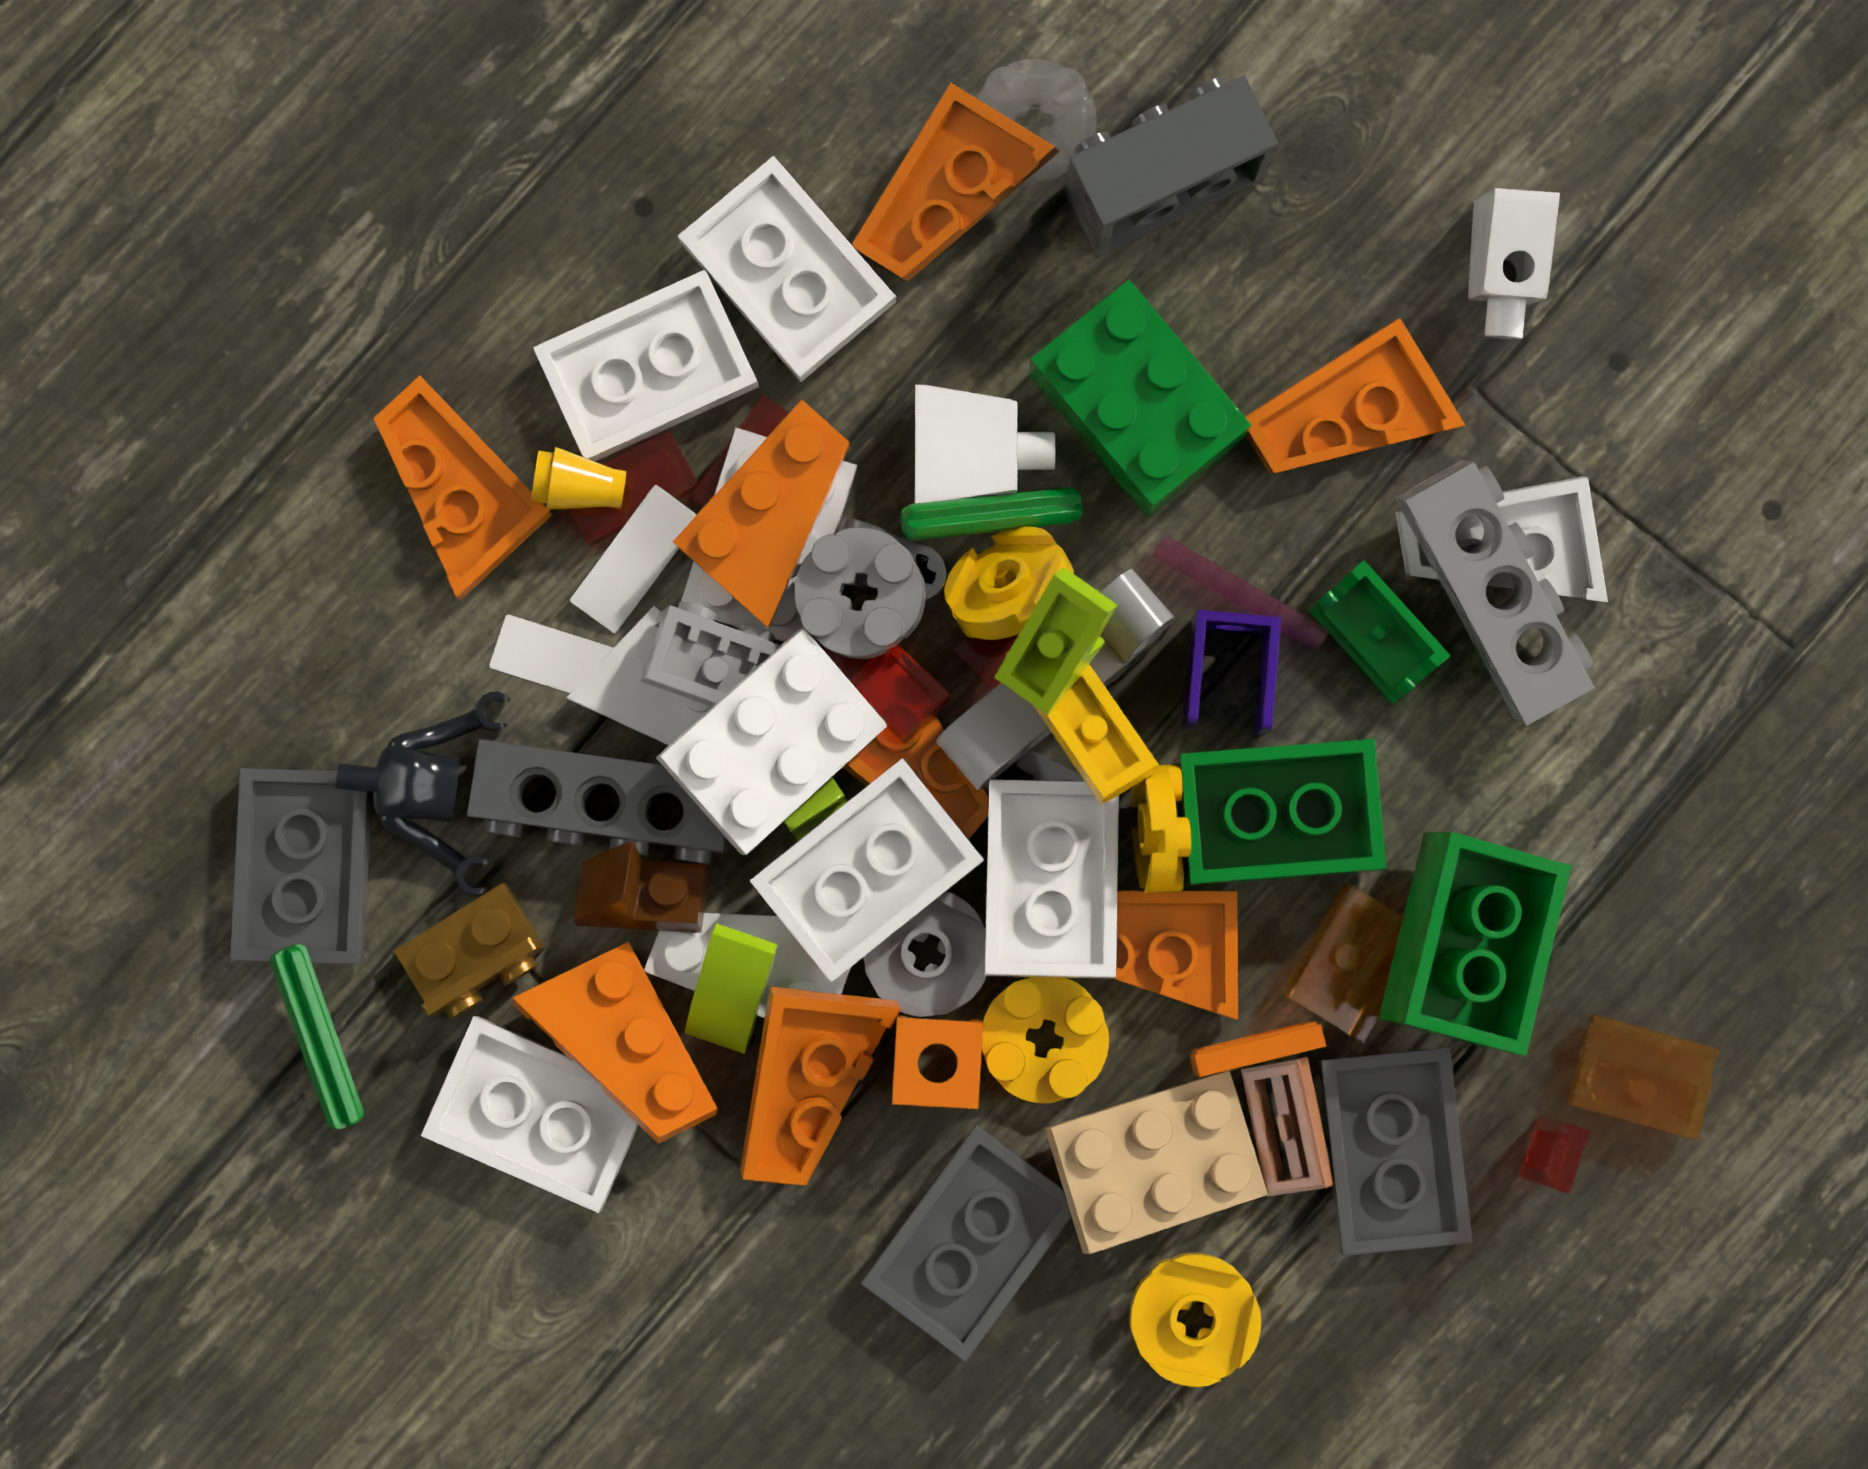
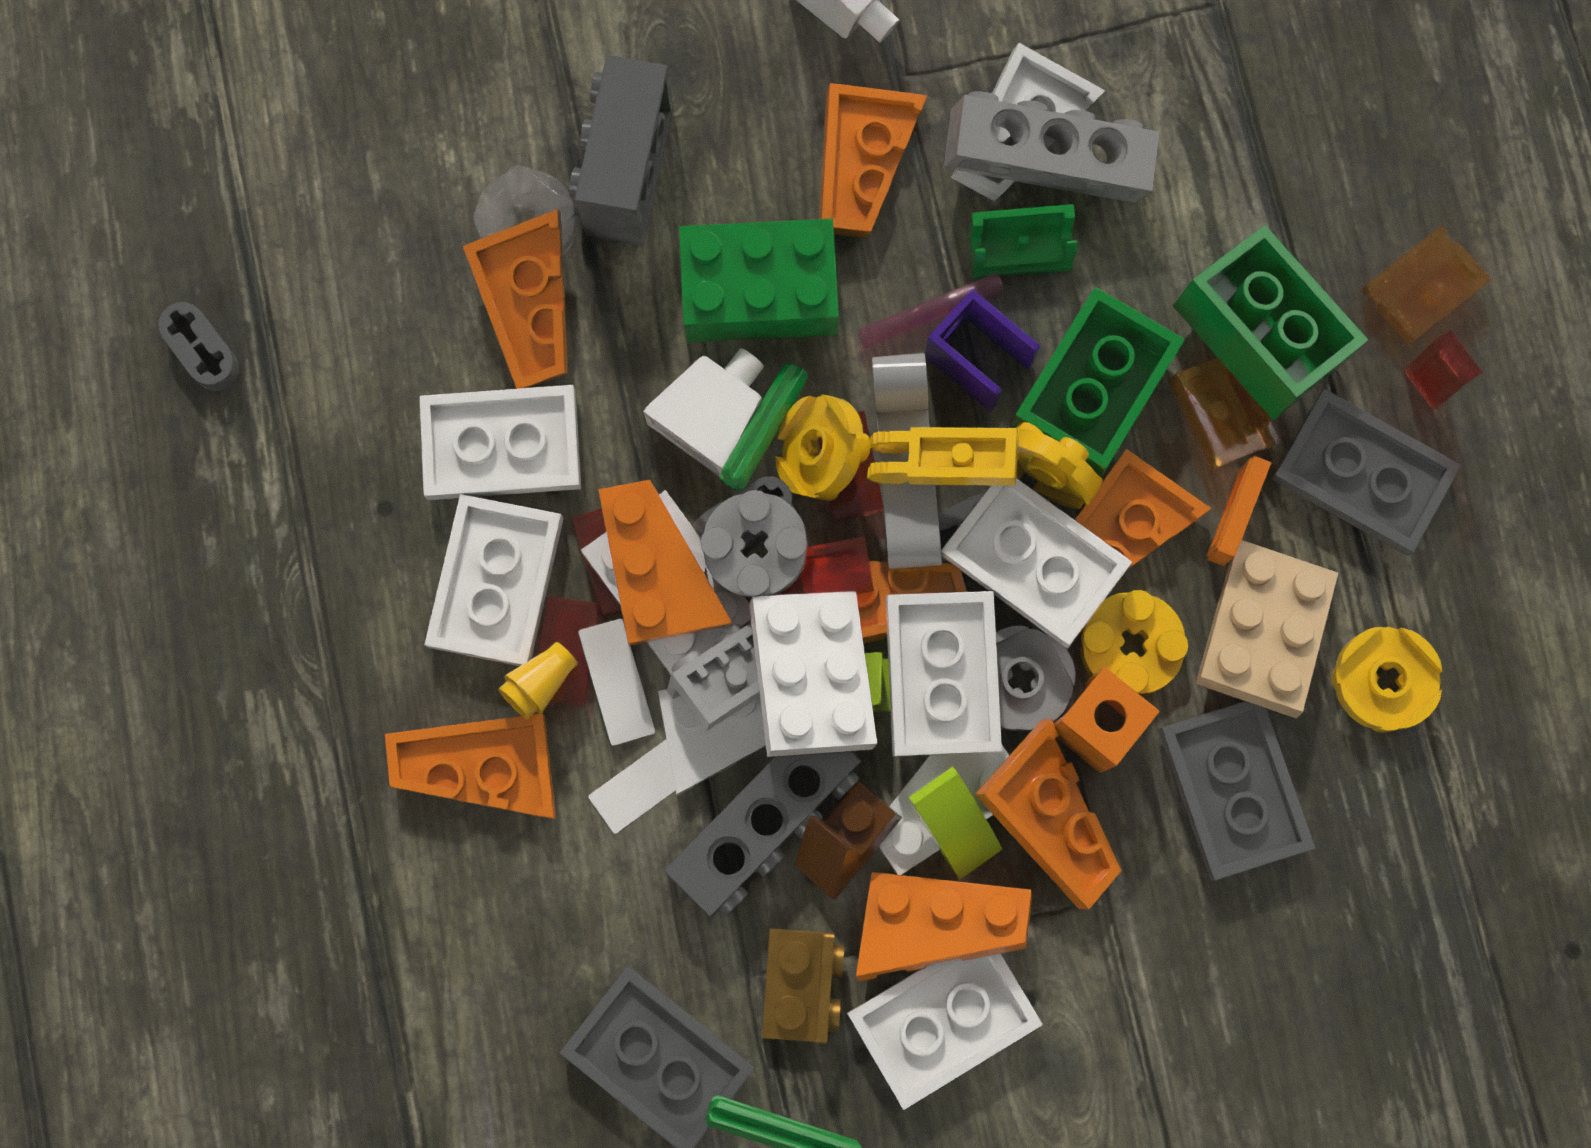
camera: 55 degrees left, 5 degrees down
(421, 785) = (665, 934): black piece -> none
(1056, 641) = (889, 432): lime slope -> none
(1308, 1120) = (1309, 510): nougat tile -> none

